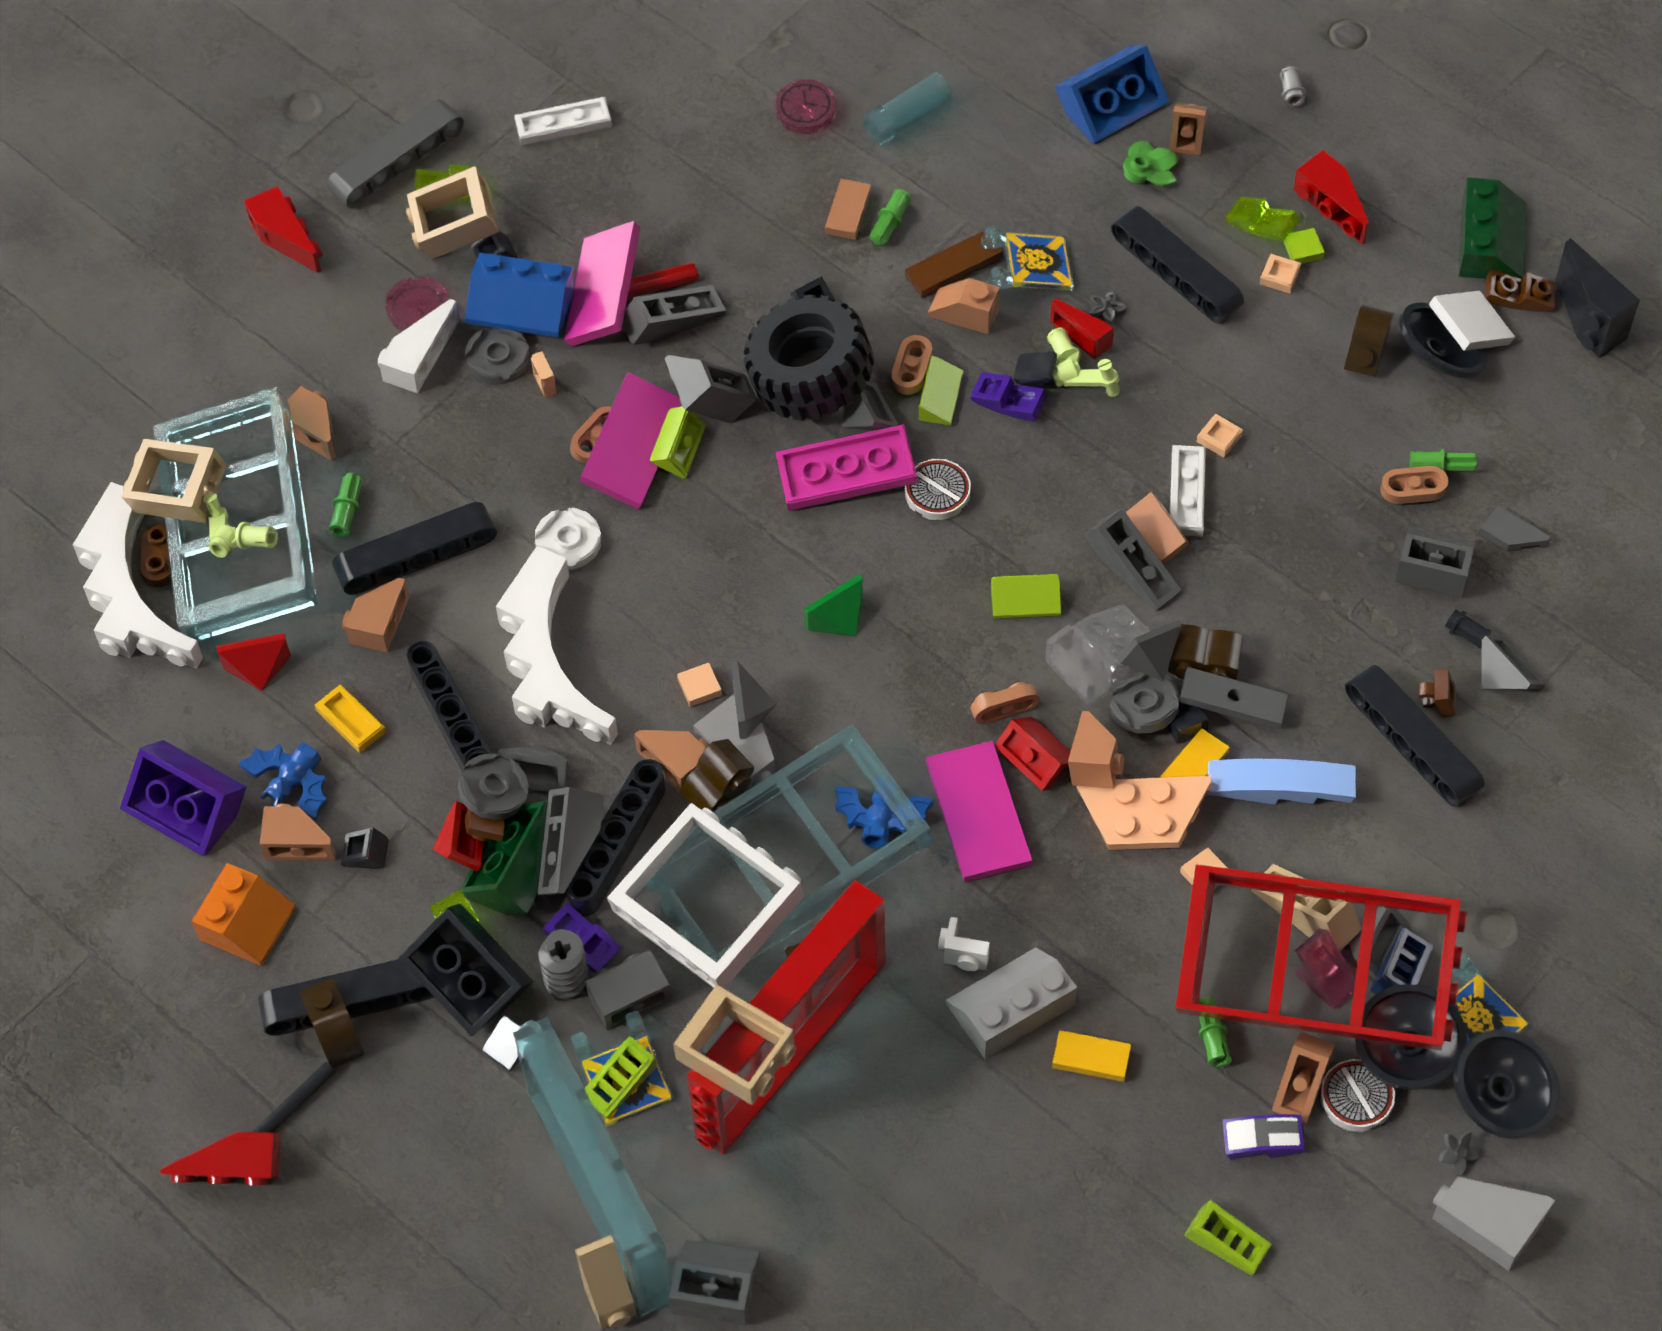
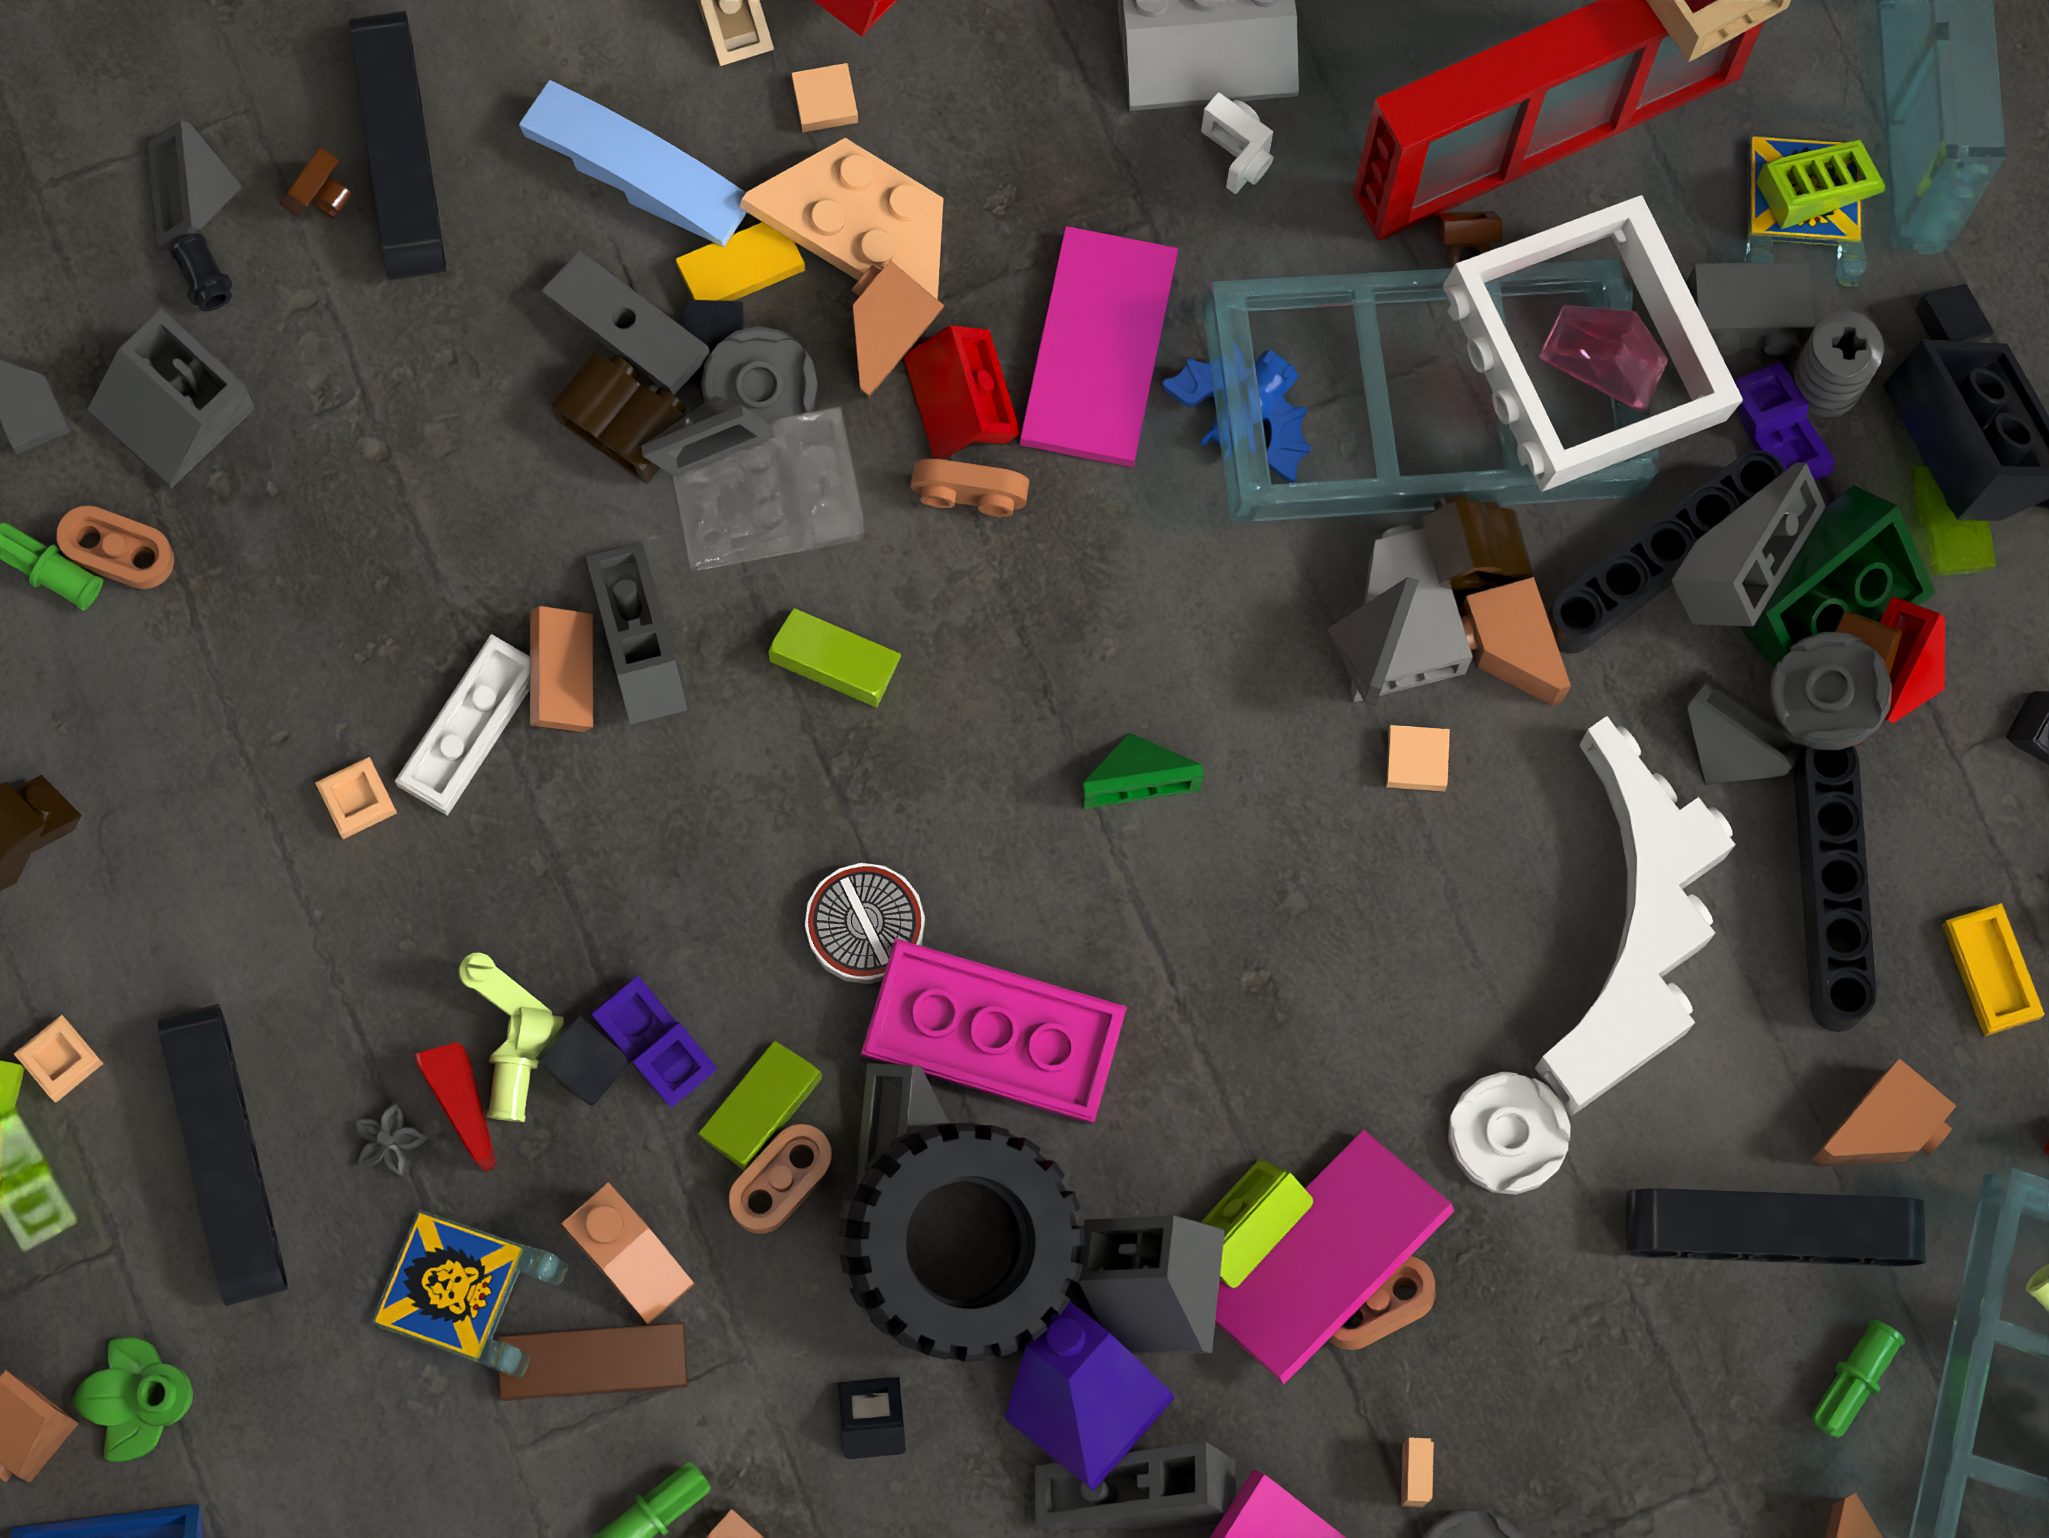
camera: 160 degrees left, 15 degrees up
(693, 870) = (1607, 352): none -> clear pink slope
(713, 334) = (1084, 1396): none -> dark purple slope

